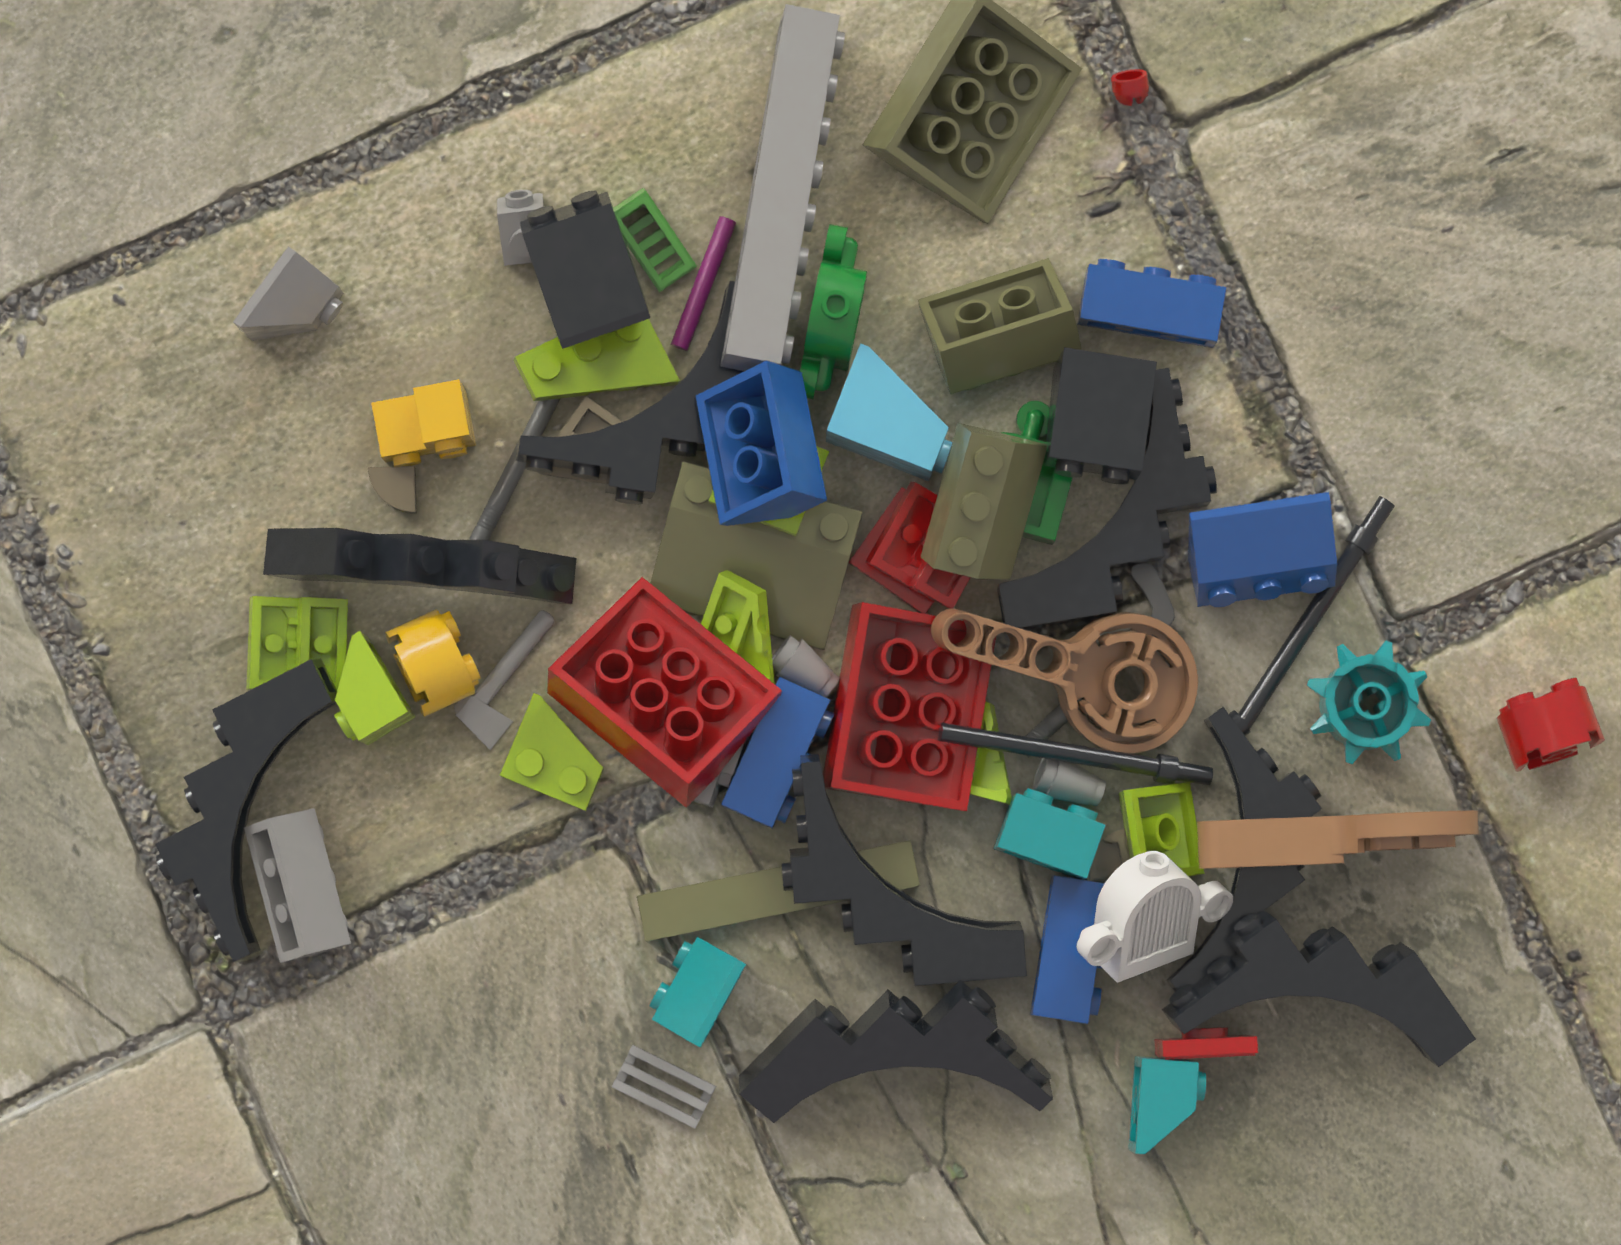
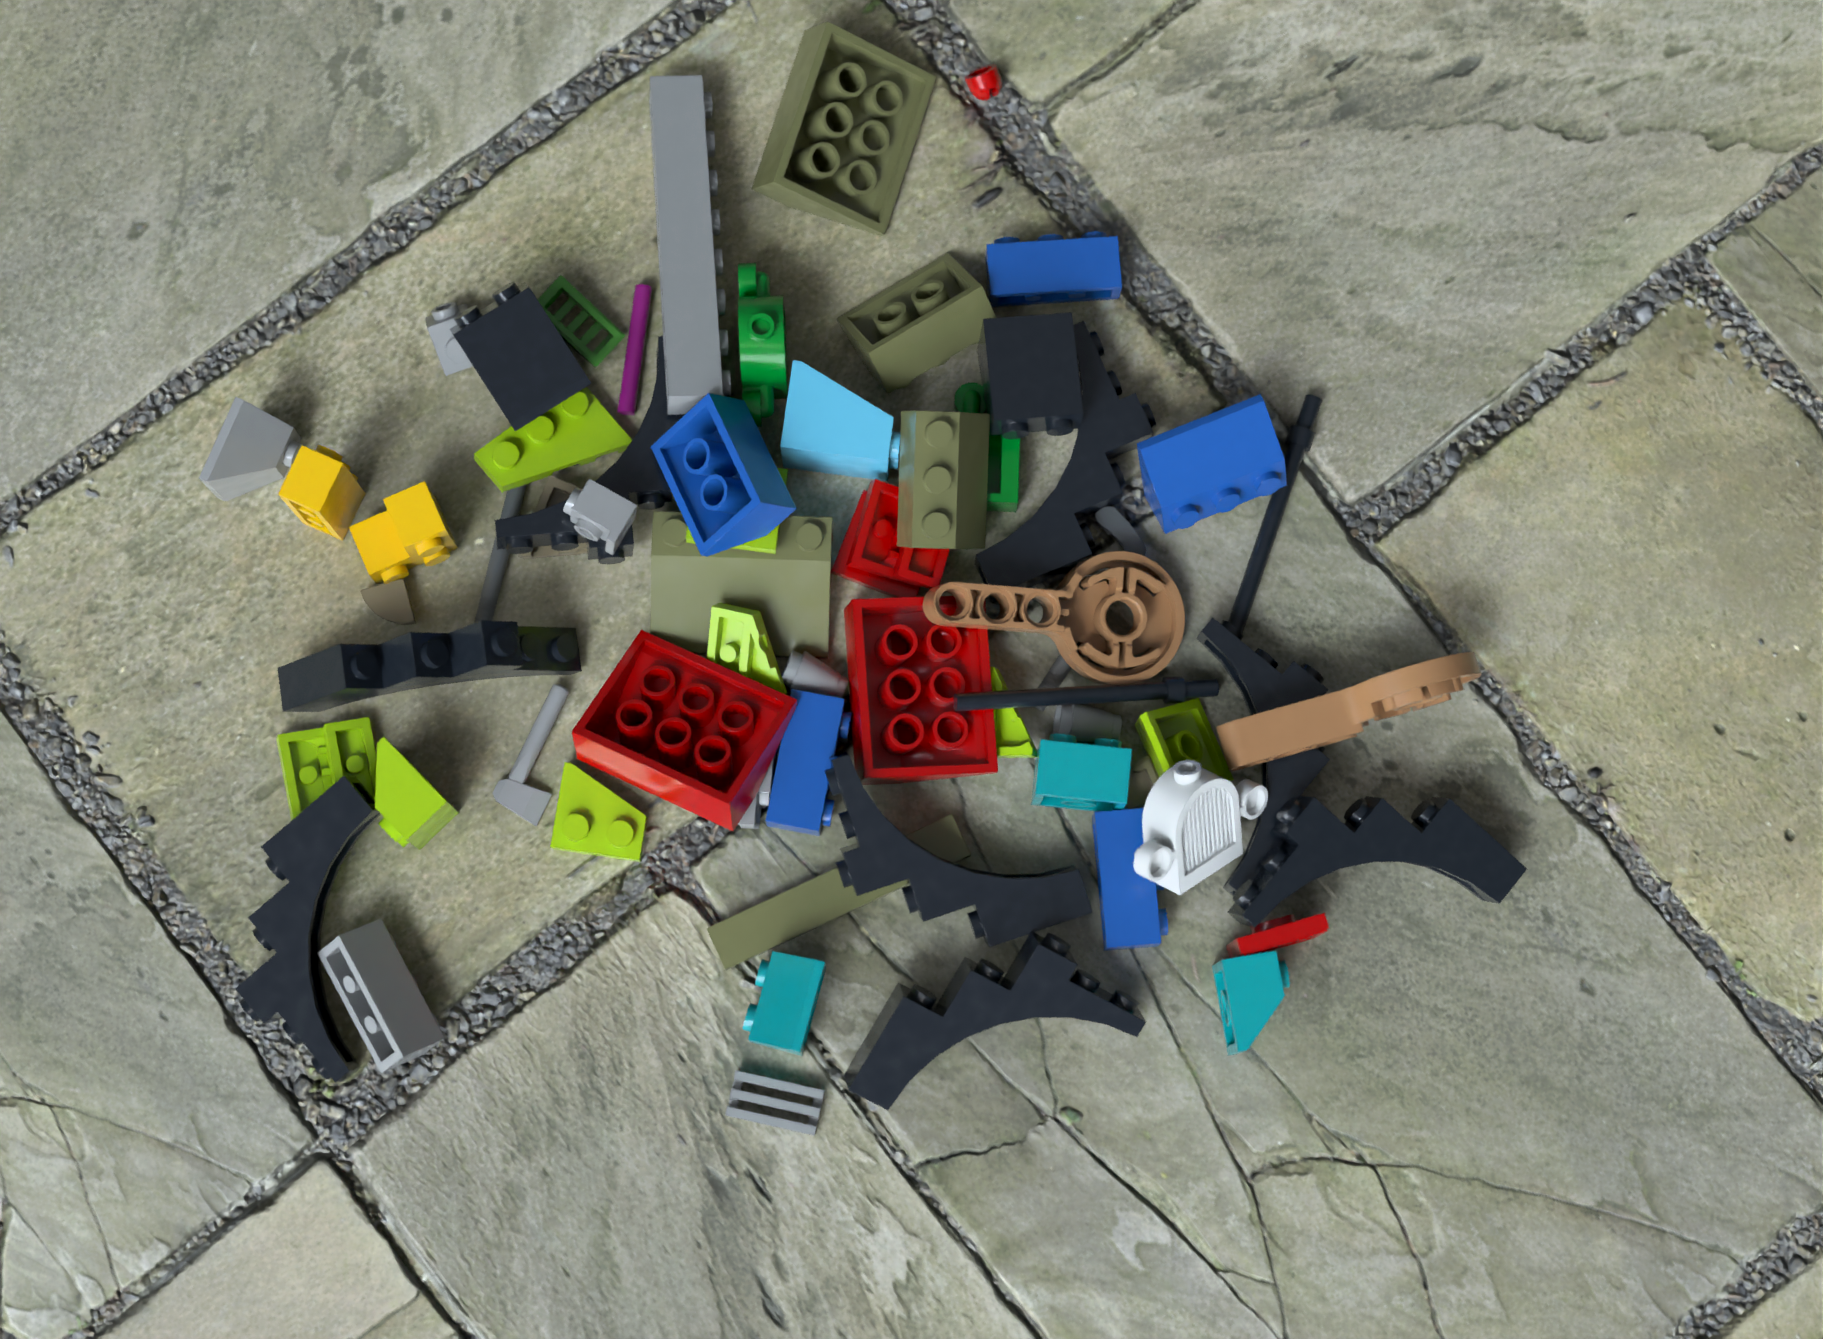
camera: 15 degrees left, 5 degrees down
(354, 362) = (322, 491): none -> yellow brick
(432, 661) = (461, 753): yellow brick -> none
(628, 456) = (600, 514): none -> light grey brick
(1393, 714) = (1351, 557): teal brick -> none
(1549, 726) = (1518, 563): red brick -> none

